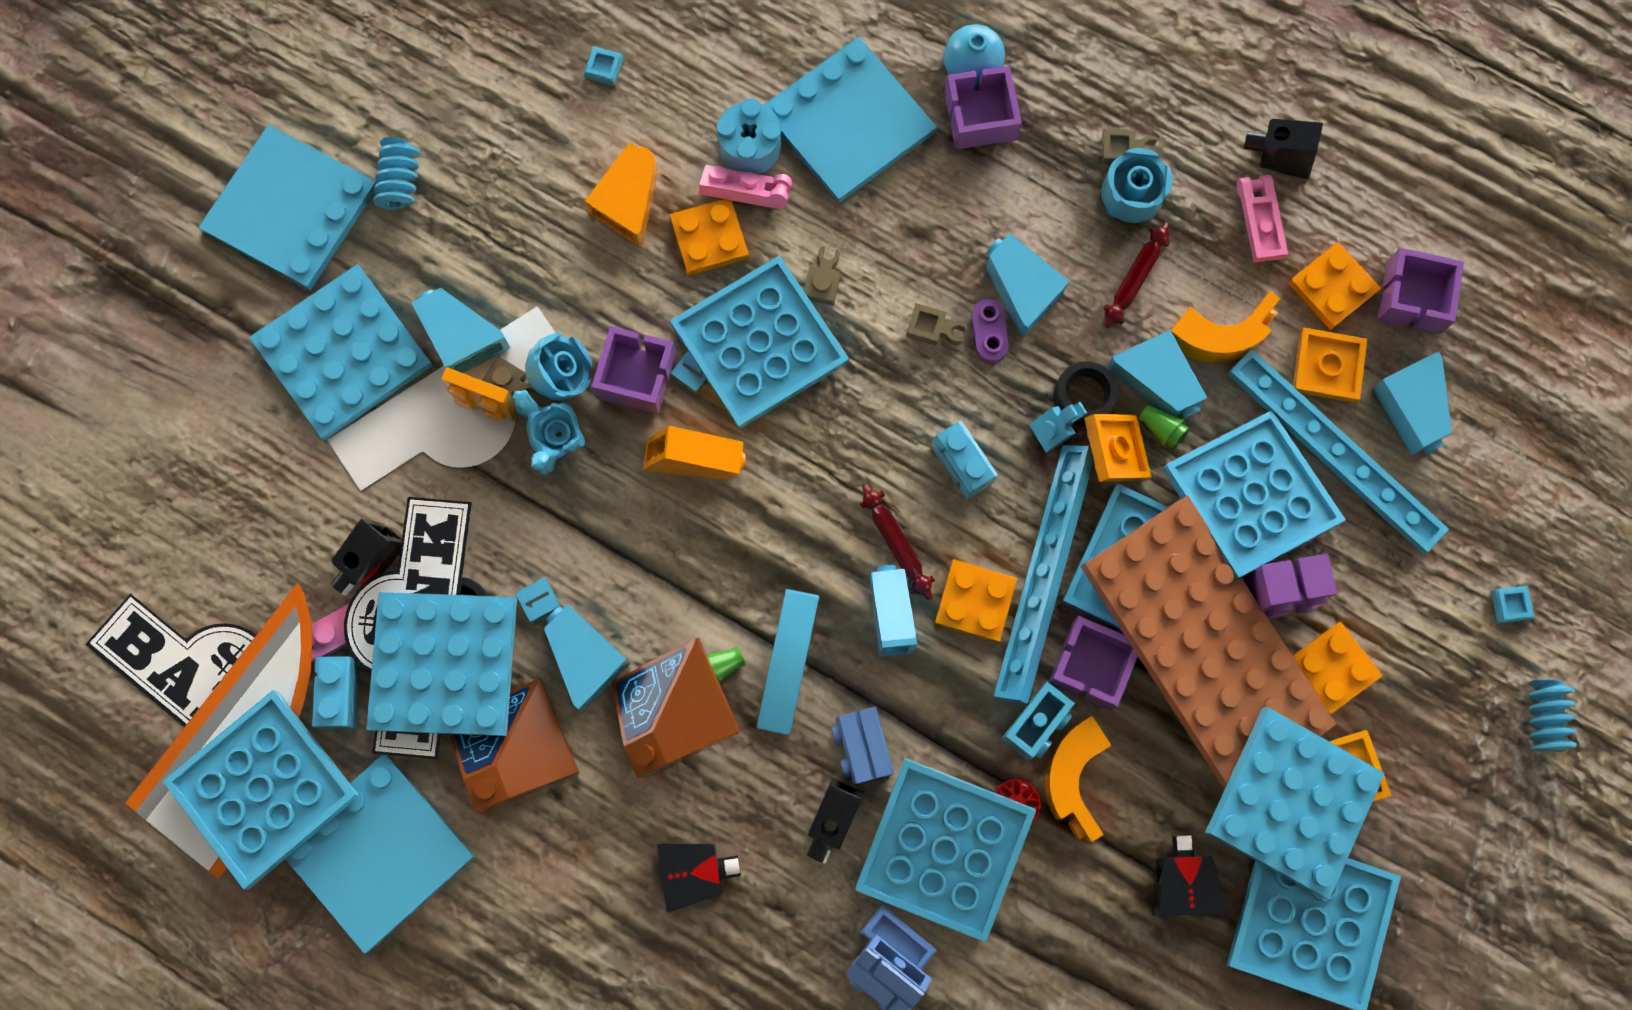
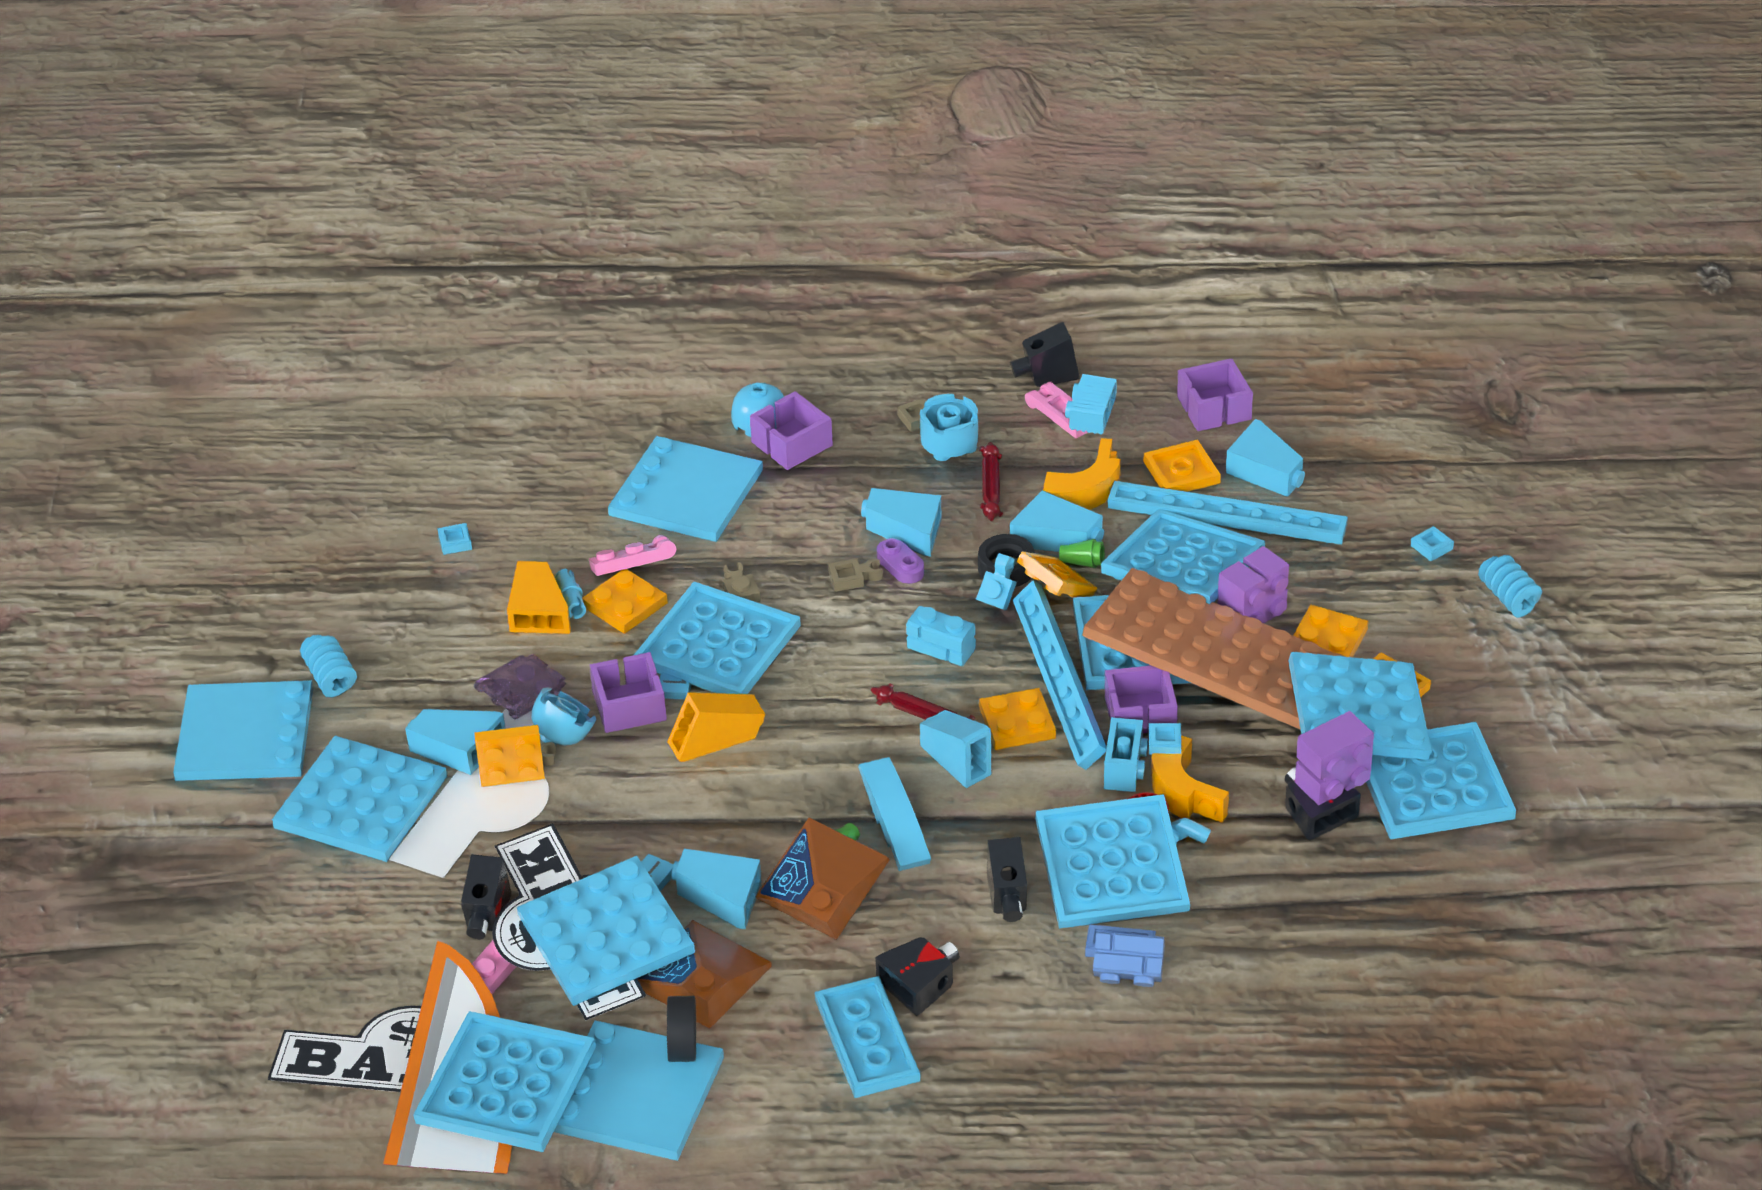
camera: 25 degrees left, 35 degrees down
(335, 693) = (523, 994): medium azure brick -> none
(430, 836) = (681, 1028): none -> black tyre
(542, 427) = (579, 759): medium azure hair -> none
(553, 297) = (519, 684): none -> clear purple plate
(608, 914) = (867, 1037): none -> medium azure tile
(662, 202) = (571, 592): none -> medium azure pin
(749, 137) = (613, 521): medium azure brick -> none
(863, 746) = (991, 823): medium blue brick -> none
(1045, 843) = (1188, 828): none -> medium azure arm
(1083, 733) = (1165, 738): none -> medium azure tile
(1230, 881) = (1334, 757): none -> medium lavender piece
(1290, 240) = (1091, 403): none -> medium azure brick
(1334, 285) = (1148, 425): light orange plate -> none

